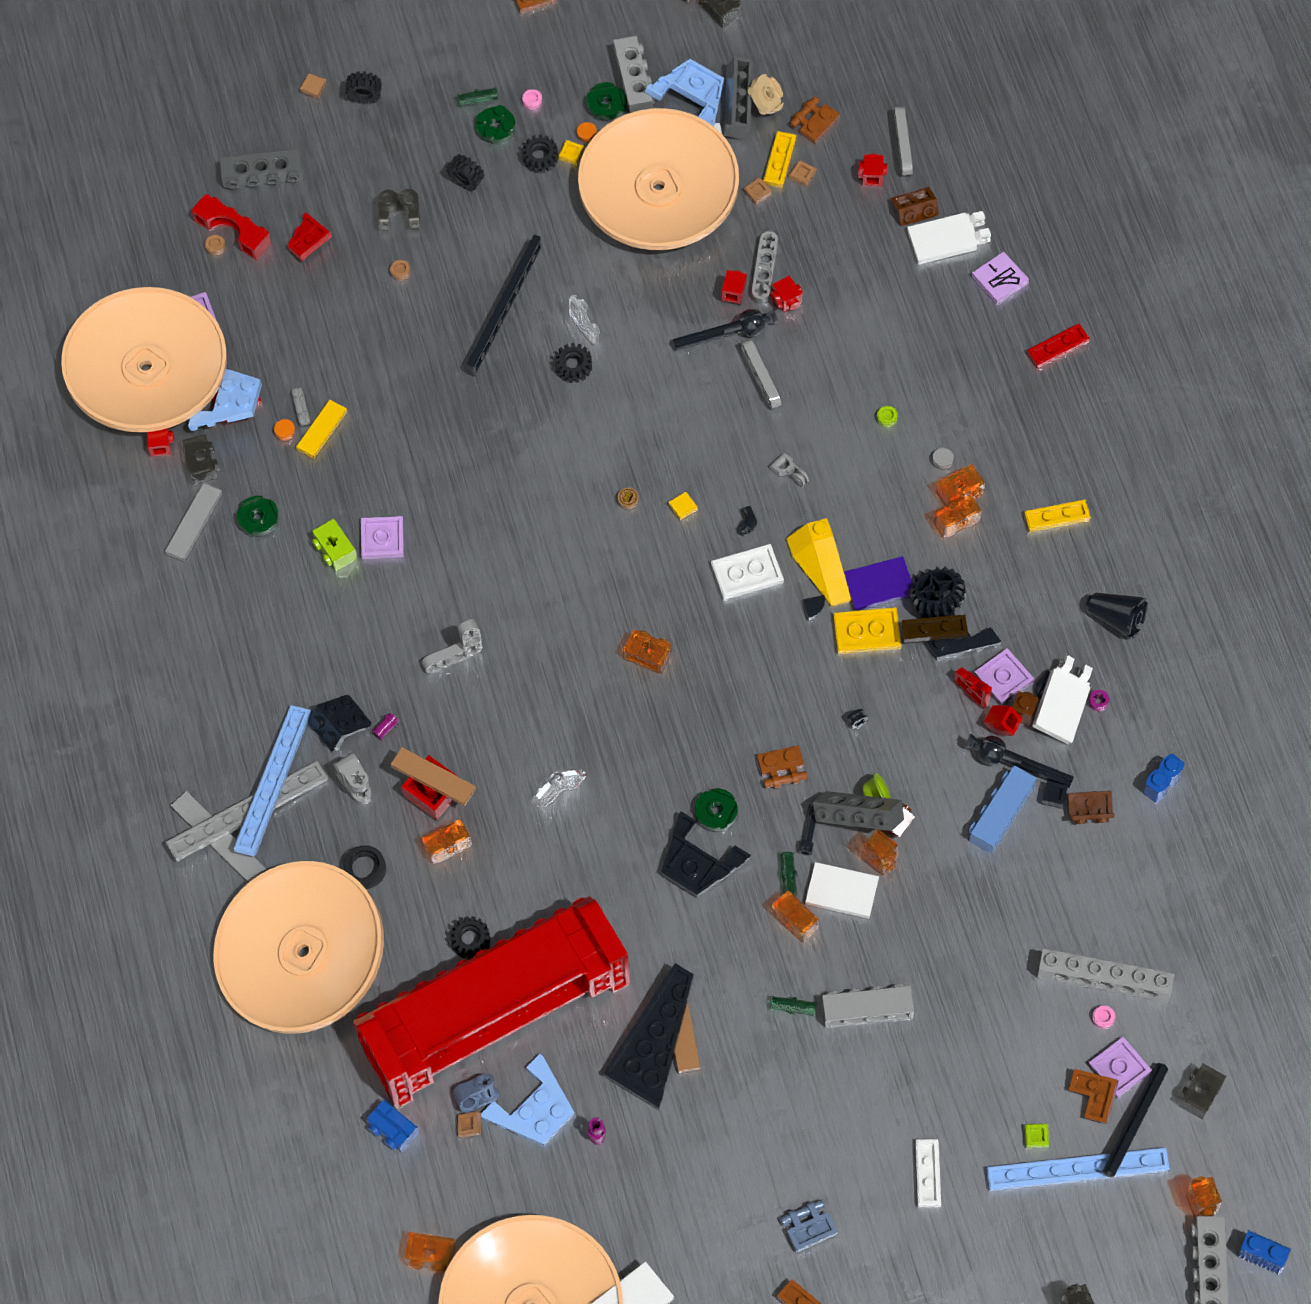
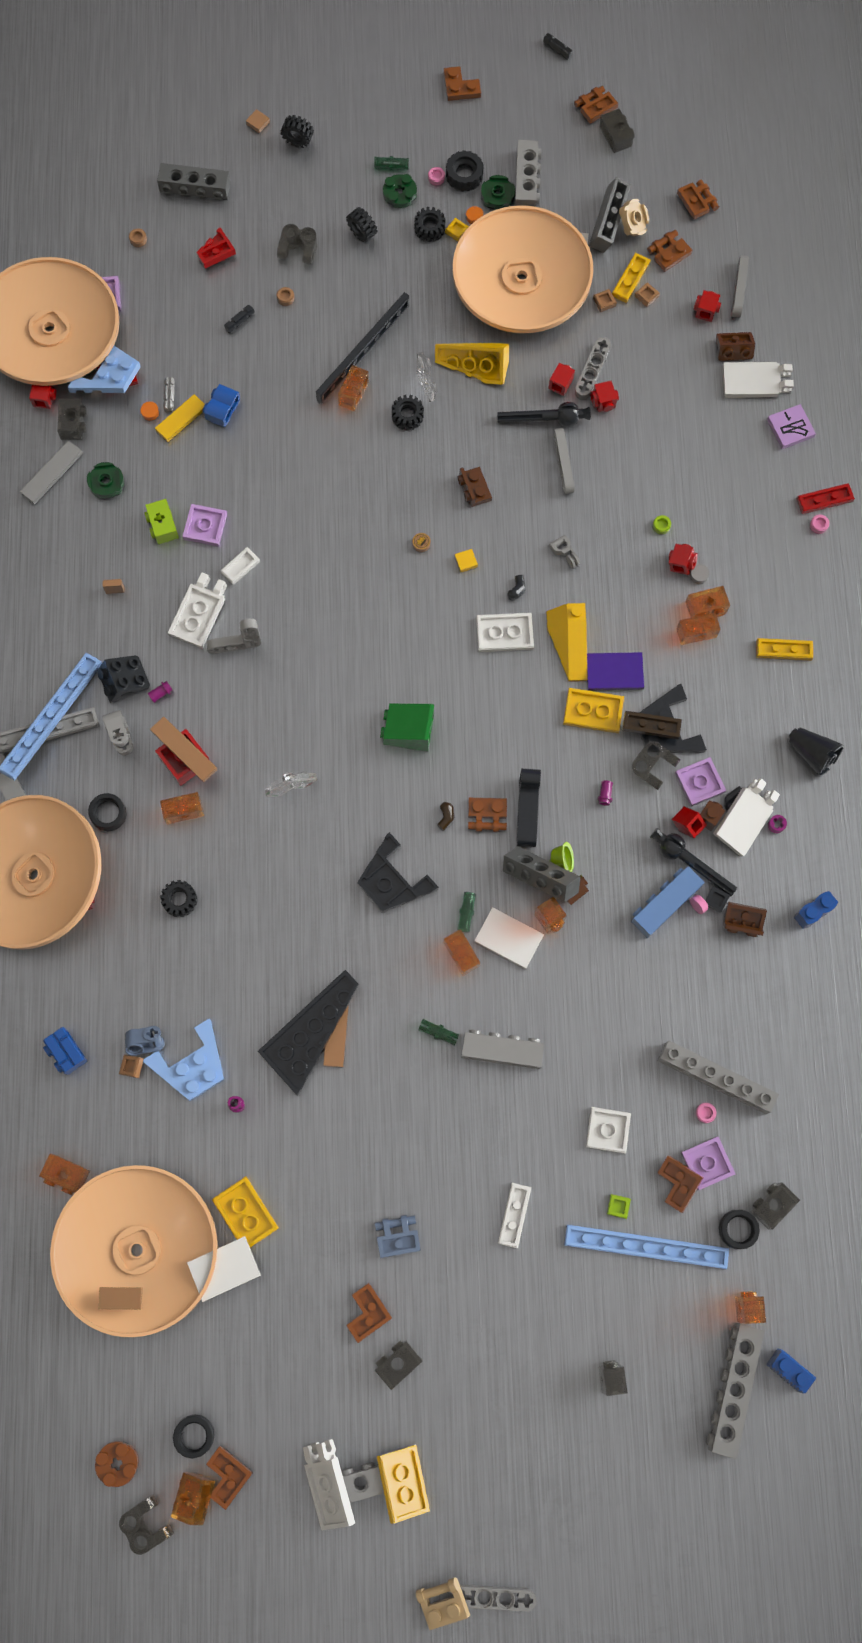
camera: 10 degrees right, 10 degrees up
(212, 213) = (142, 210): red arch -> none
(300, 627) = (113, 586): none -> medium nougat tile
(356, 306) = (239, 318): none -> black axle
(364, 404) = (221, 405): none -> blue brick
(403, 632) = (198, 611): none -> white tile
(434, 572) = (240, 566): none -> white tile
(491, 997) = (172, 962): red brick -> none
(506, 351) = (353, 388): none -> clear orange brick
(562, 72) = (469, 159): none -> black tyre
(636, 1242) = (245, 1212): none -> yellow tile
(637, 288) = (477, 360): none -> yellow wedge
(647, 651) = (404, 691): clear orange brick -> none
(670, 424) = (475, 486): none -> reddish brown bracket
(670, 694) = (408, 726): none -> green slope
(694, 83) = (576, 194): light blue wing -> none
(720, 821) = (420, 827): dark green plate -> none
(739, 776) = (448, 815): none -> dark brown arm
(806, 845) = (489, 889): black bar -> none
(814, 606) = (553, 677): black tile -> none
(824, 747) = (528, 807): none -> black beam
(826, 60) = (694, 202): none -> dark orange plate
(857, 718) = (563, 787): black bush -> none
(904, 713) = (605, 793): none -> magenta pin
(920, 447) = (682, 559): none -> red brick
(944, 667) = (651, 761): none -> clear smoke piece
(950, 589) = (674, 696): black gear -> none
(974, 687) = (671, 785): red wing -> none
(1004, 1061) = (608, 1130): none -> white tile
(1037, 803) = (698, 904): none -> bright pink tile
(1059, 374) = (819, 524): none -> bright pink tile
(1135, 1120) = (708, 1217): black axle -> none
(1171, 1142) = (754, 1229): none -> black tyre

